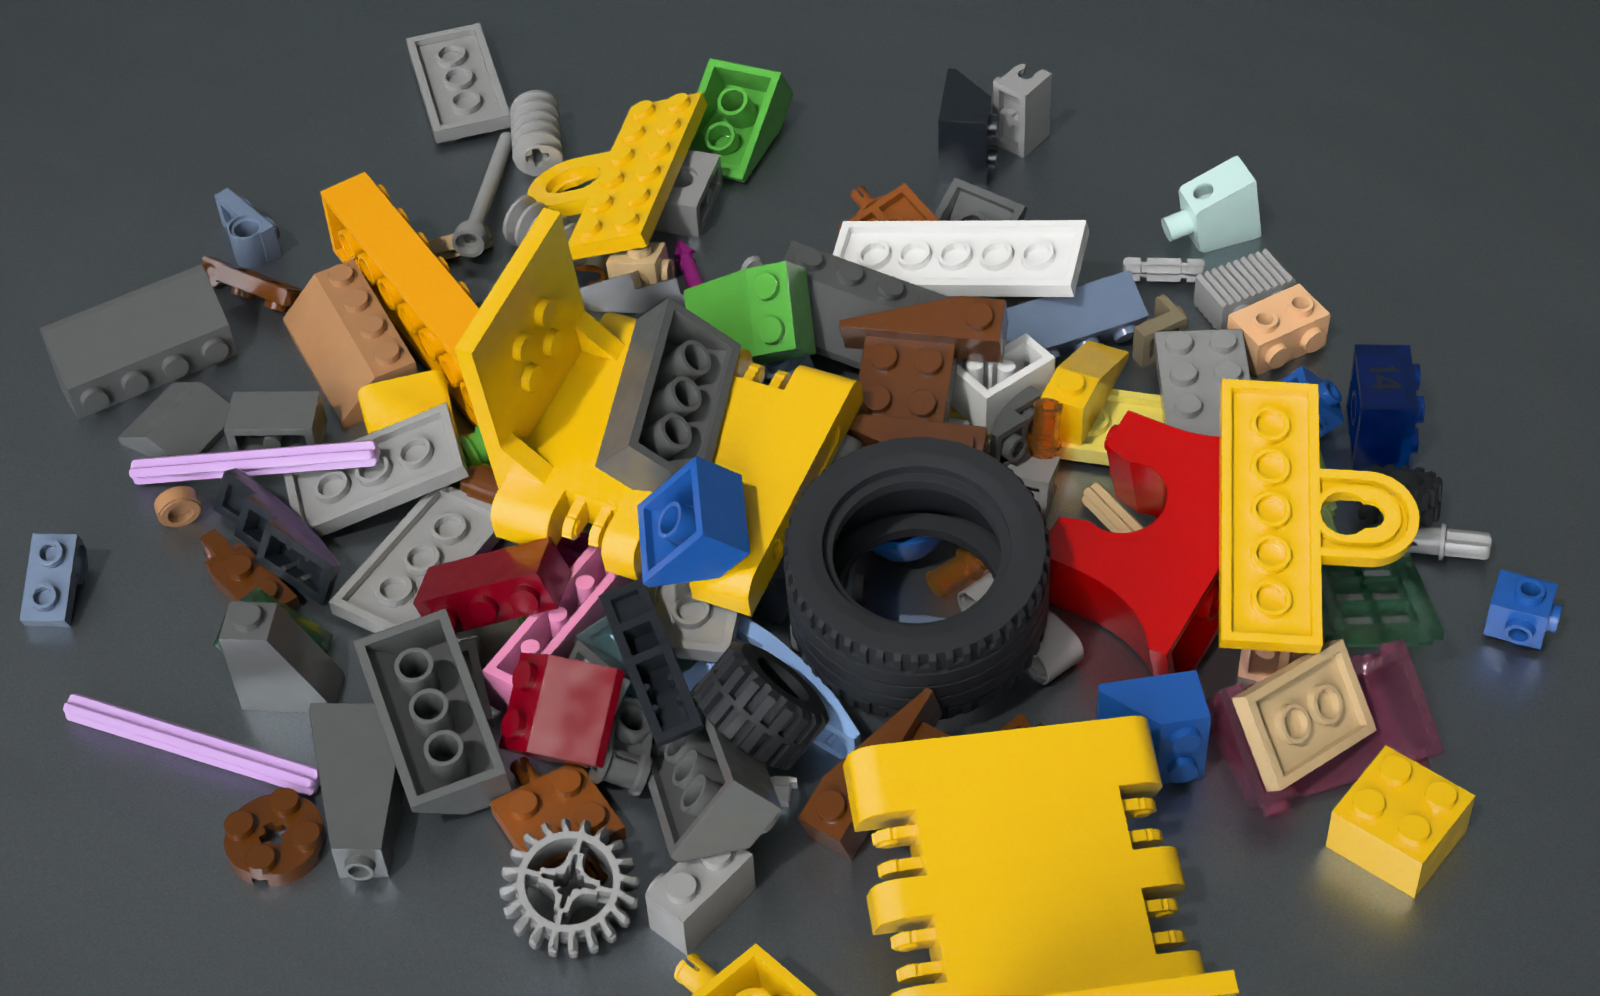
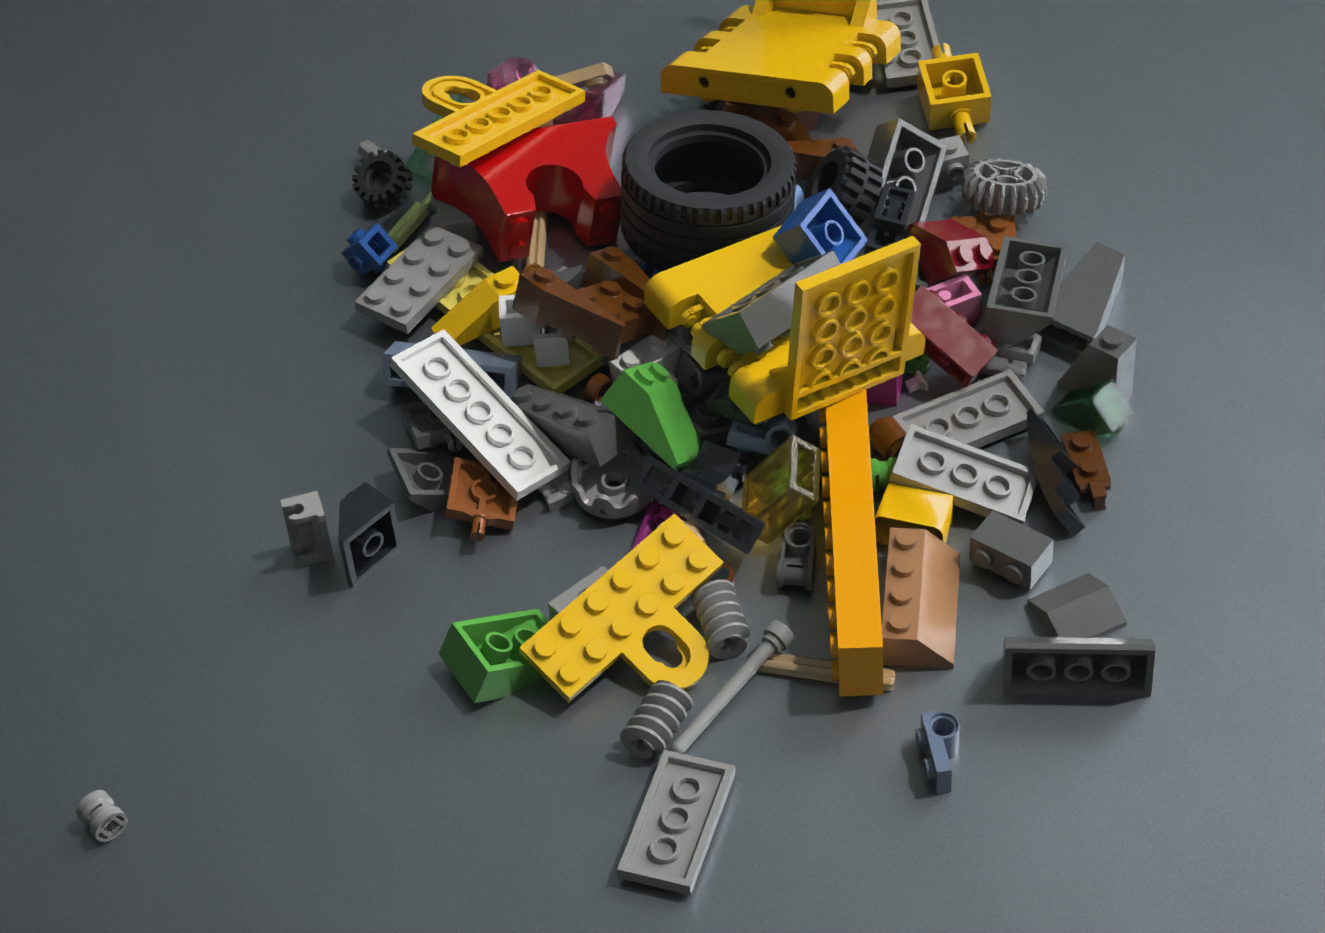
camera: 145 degrees left, 0 degrees up
(51, 579) = (1218, 518): sand blue plate -> none
(178, 506) = (1109, 531): medium nougat tile -> none
(192, 744) = (1183, 384): lavender axle -> none
(250, 283) = (961, 693): reddish brown hinge -> none
(256, 462) = (1044, 524): lavender axle -> none
(271, 814) = (1161, 292): reddish brown plate -> none
(1164, 269) = (339, 393): light grey axle -> none
(1166, 318) = (385, 336): dark tan bracket -> none
(1175, 716) = (632, 109): blue slope -> none
(1217, 208) = (270, 394): light aqua torso -> none
(1239, 285) = (313, 344): light grey brick -> none
(1281, 328) = (324, 311): light nougat brick -> none
(1383, 406) = (333, 216): clear blue brick -> none
(1399, 821) = (562, 44): yellow brick -> none
(1522, 609) = (392, 103): blue brick -> none

